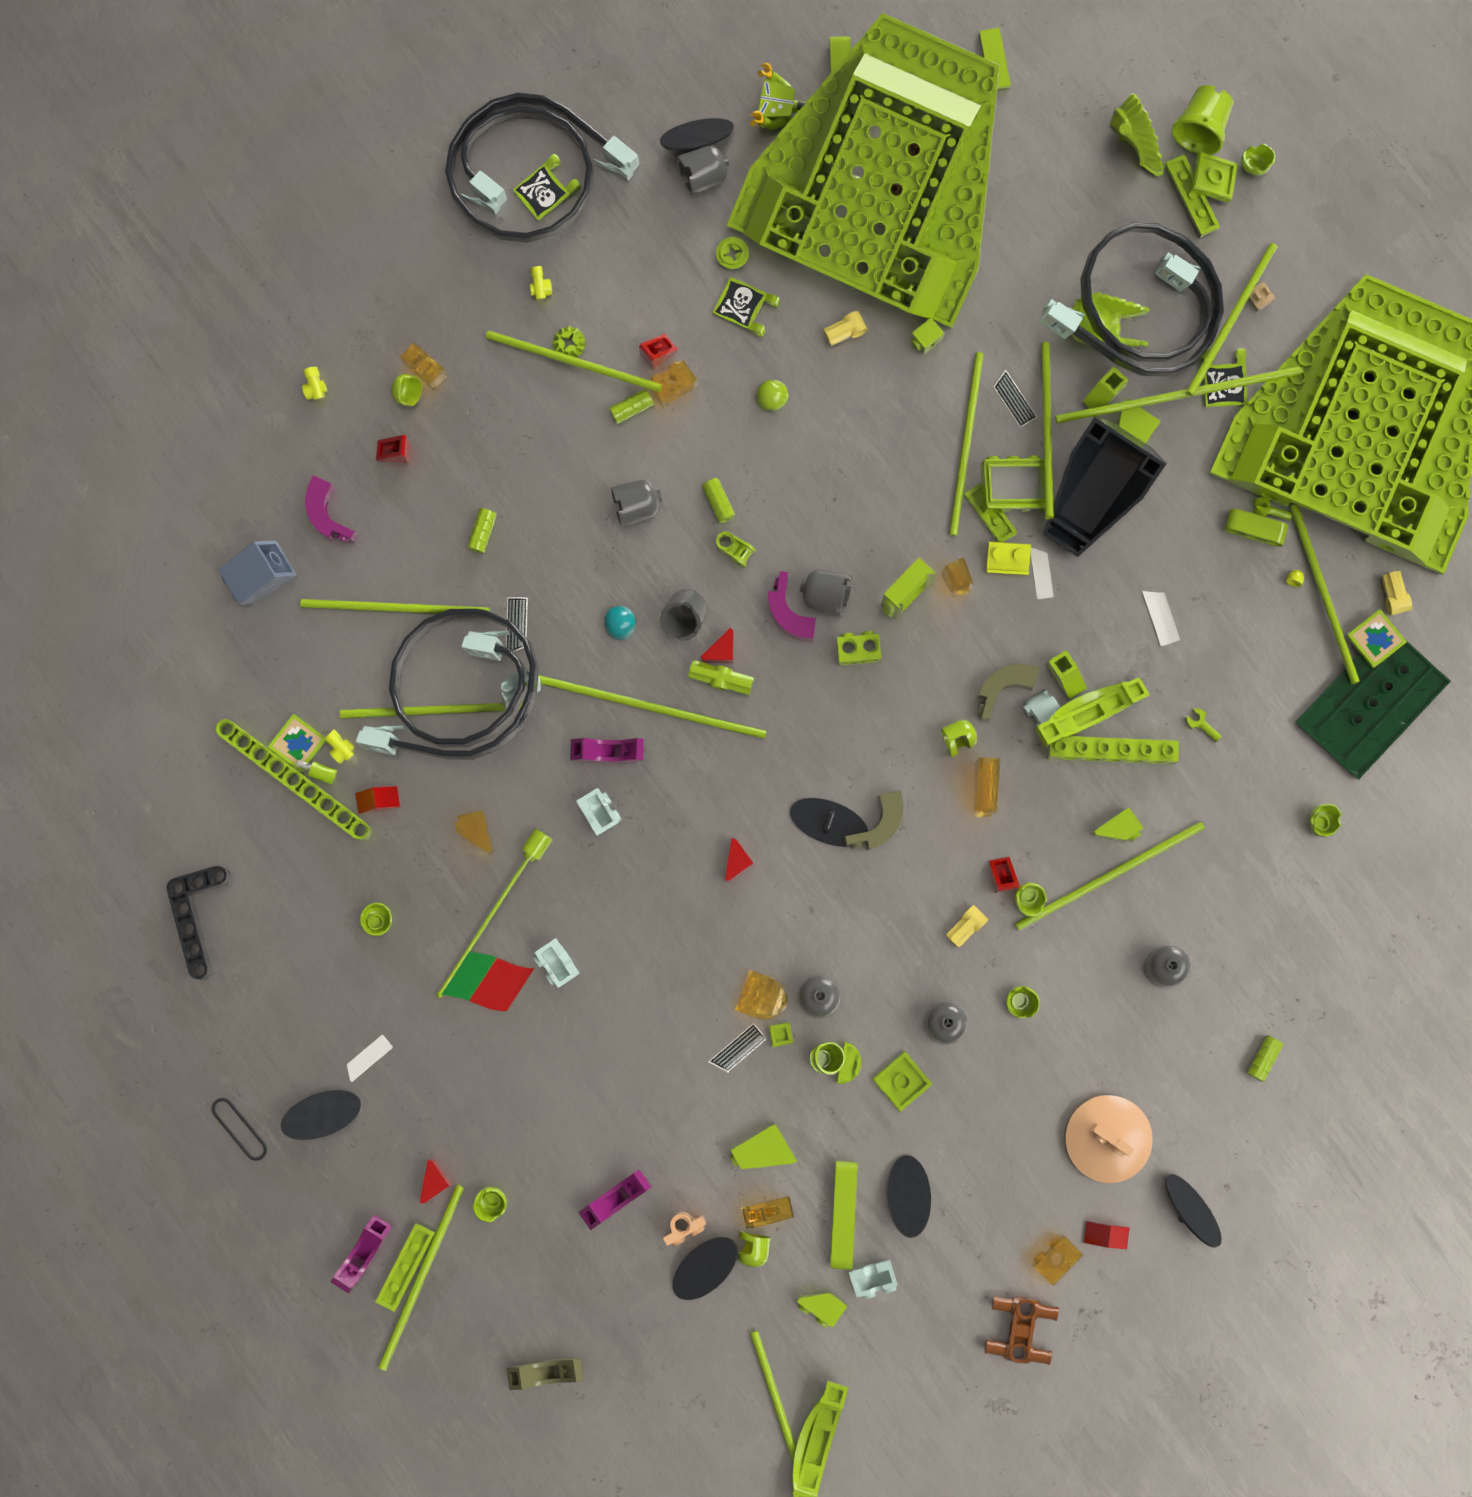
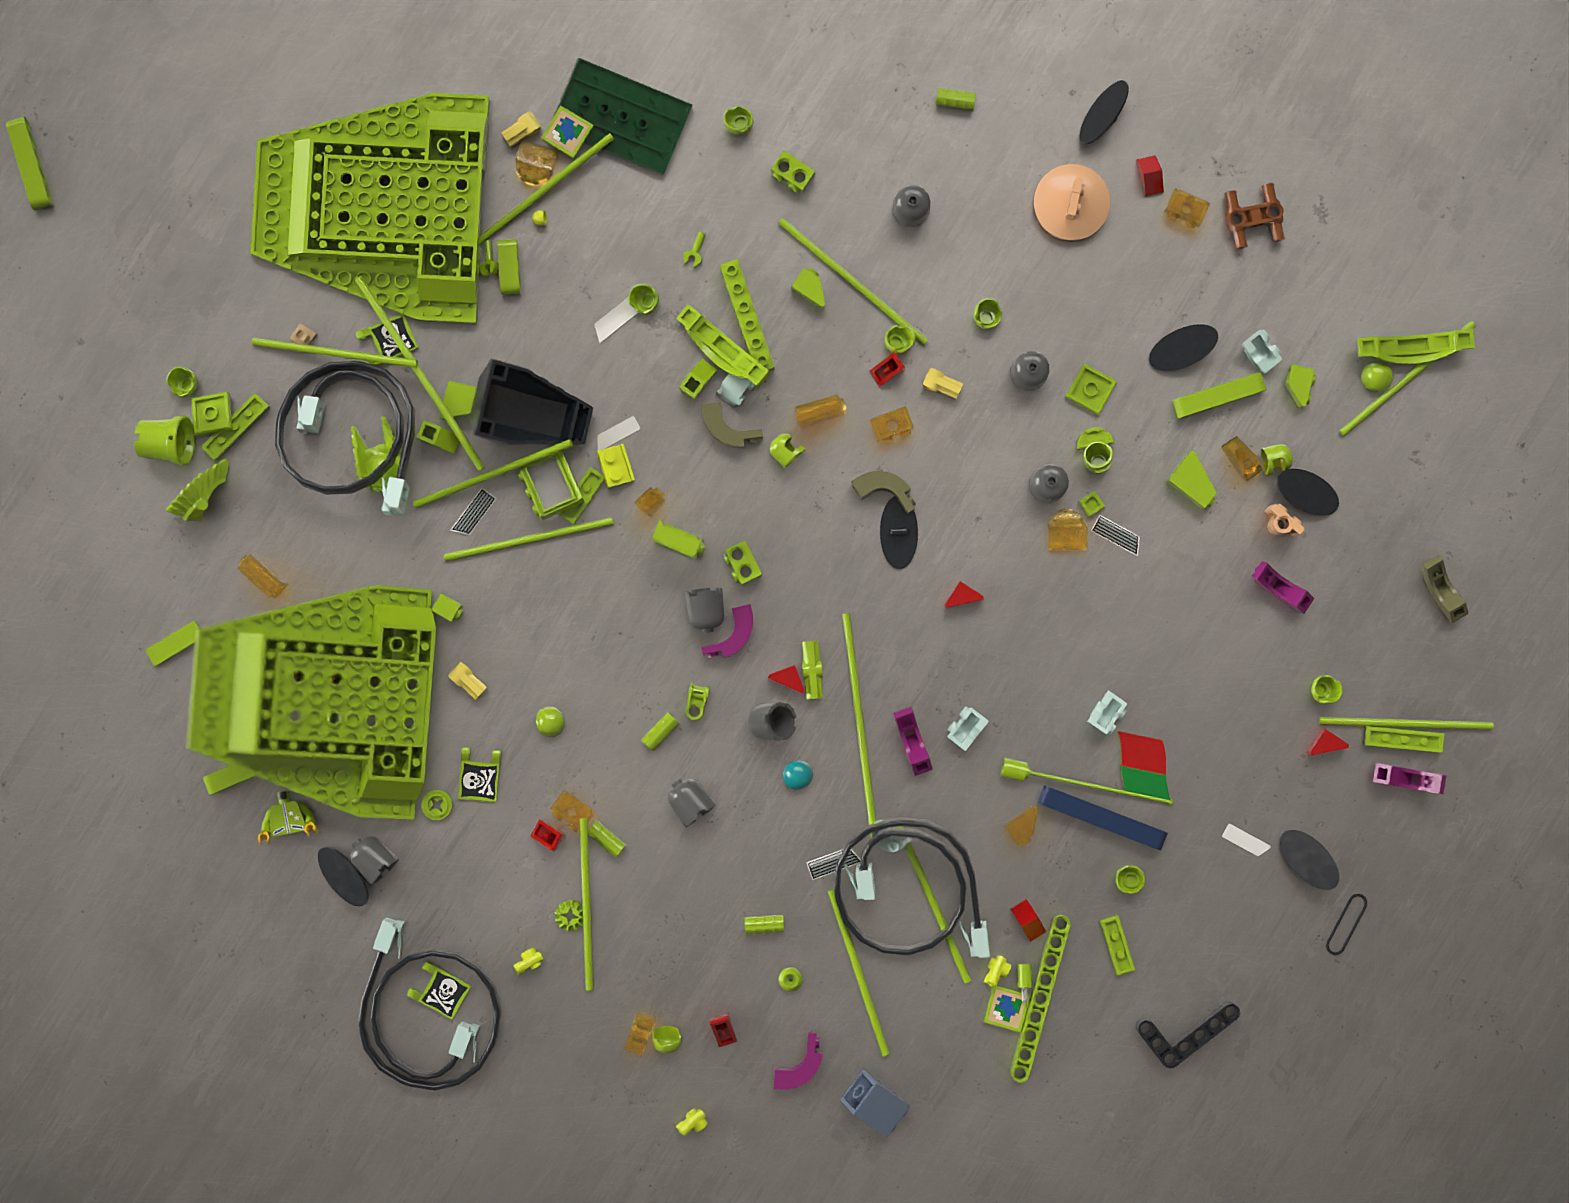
camera: 115 degrees left, 5 degrees up
(315, 881) = (1117, 945): none -> lime tile
(420, 541) = (792, 973): none -> lime plate
(450, 916) = (1102, 817): none -> dark blue beam
(799, 1394) = (1377, 376): none -> lime hair
(946, 869) = (903, 421): none -> clear yellow brick
(1029, 165) = (262, 576): none -> clear yellow slope
(1172, 651) = (643, 298): none -> lime hair
(1251, 860) = (795, 168): none -> lime brick
(1355, 594) = (535, 162): none -> clear yellow slope

